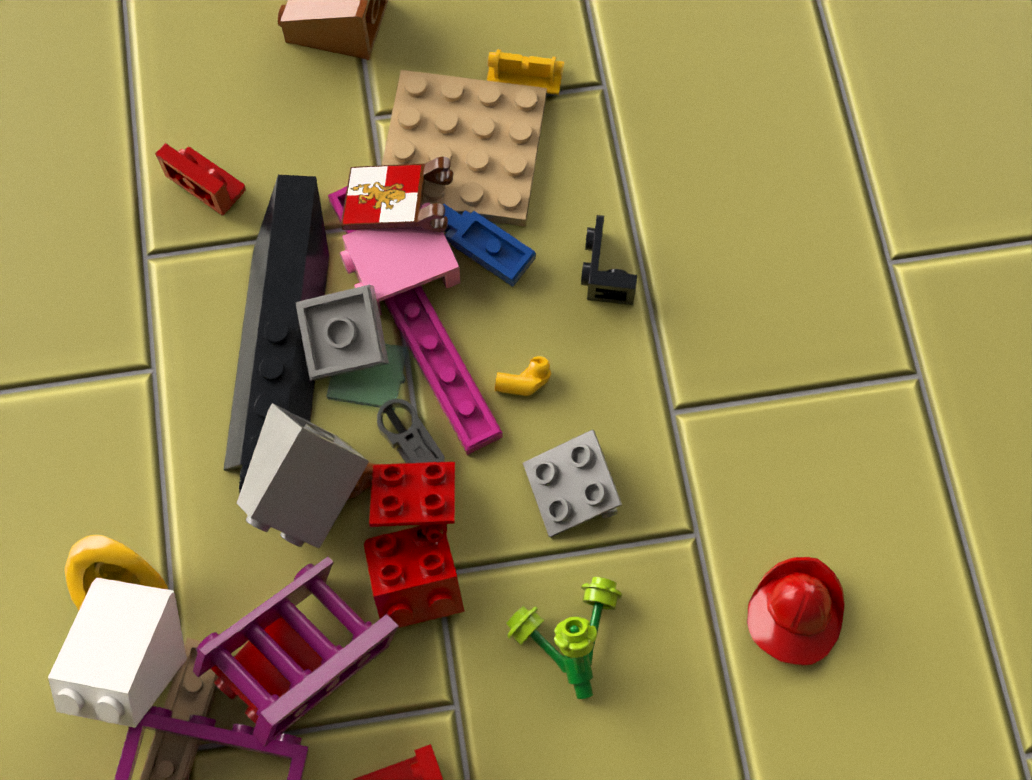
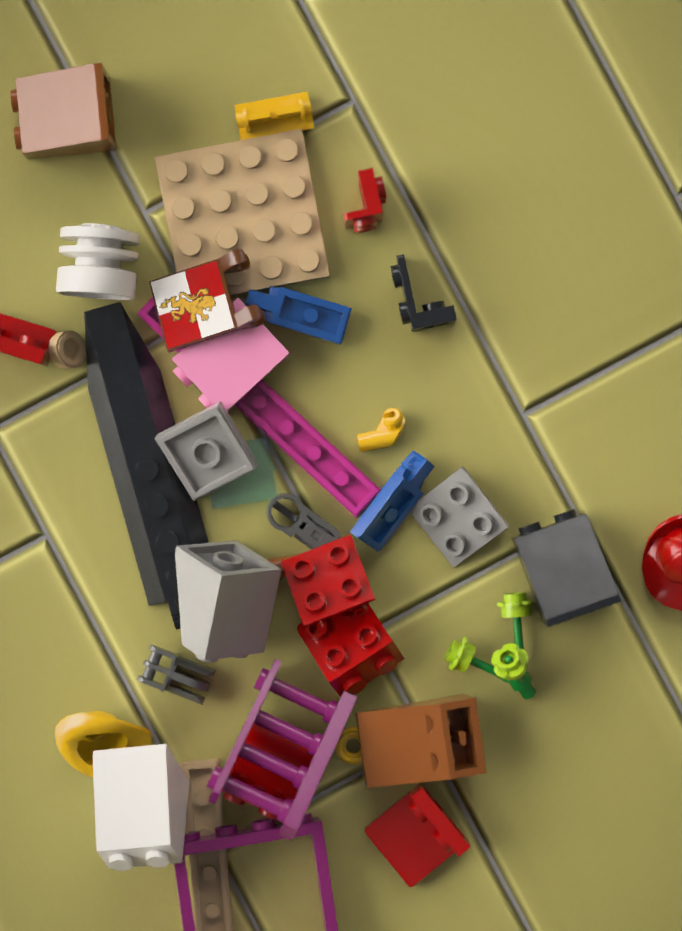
camera: 20 degrees left, 20 degrees up
(217, 539) = (152, 665): none -> dark grey arm
(247, 203) = (67, 350): none -> tan tile
(308, 130) = (98, 262): none -> white wheel
(372, 671) = (342, 752): none -> yellow plate
(449, 698) = (421, 741): none -> dark orange slope
(508, 448) = (393, 502): none -> blue hinge
(579, 166) = (372, 195): none -> red bracket
(667, 570) = (565, 568): none -> slope

